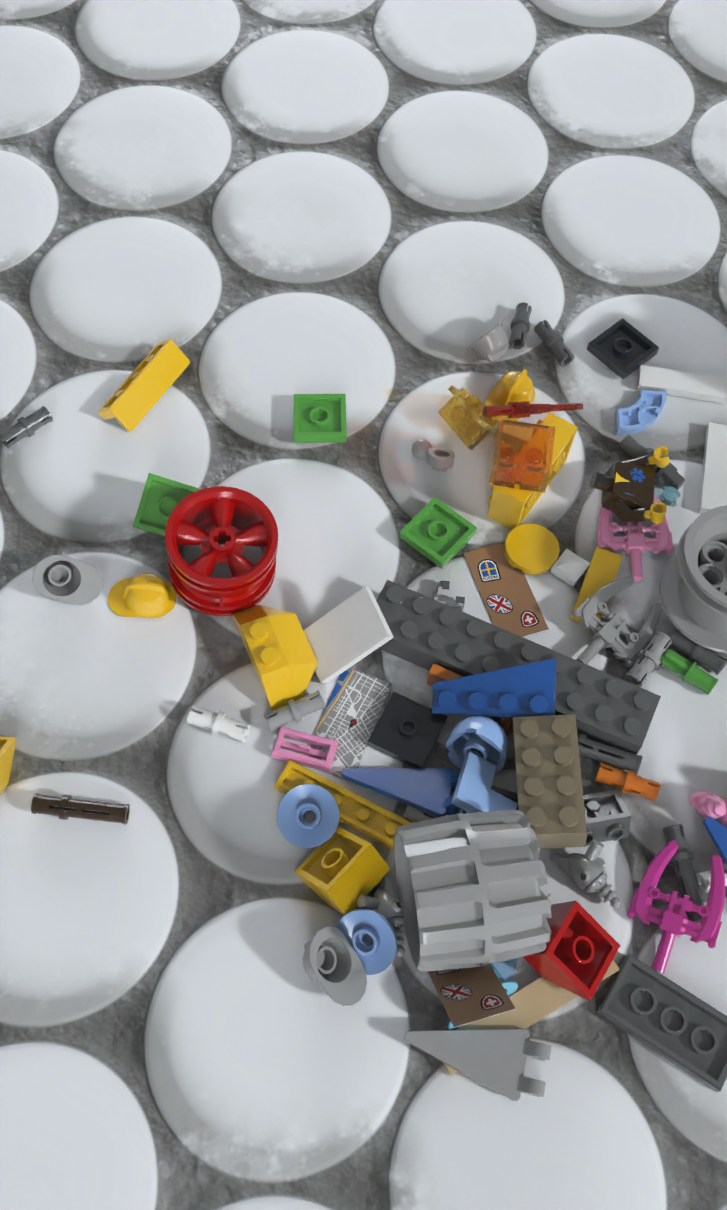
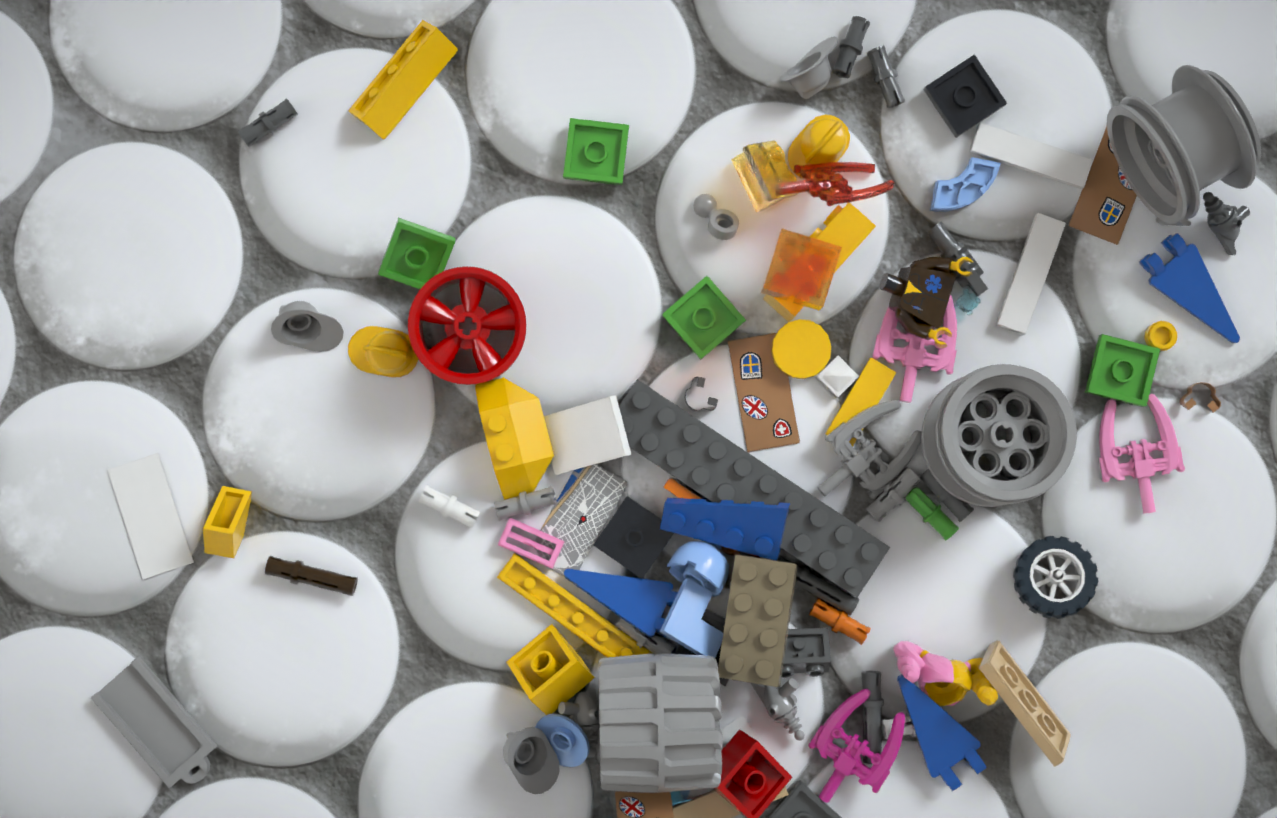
camera: 10 degrees right, 25 degrees up
(292, 816) = (518, 626): light blue dish -> none

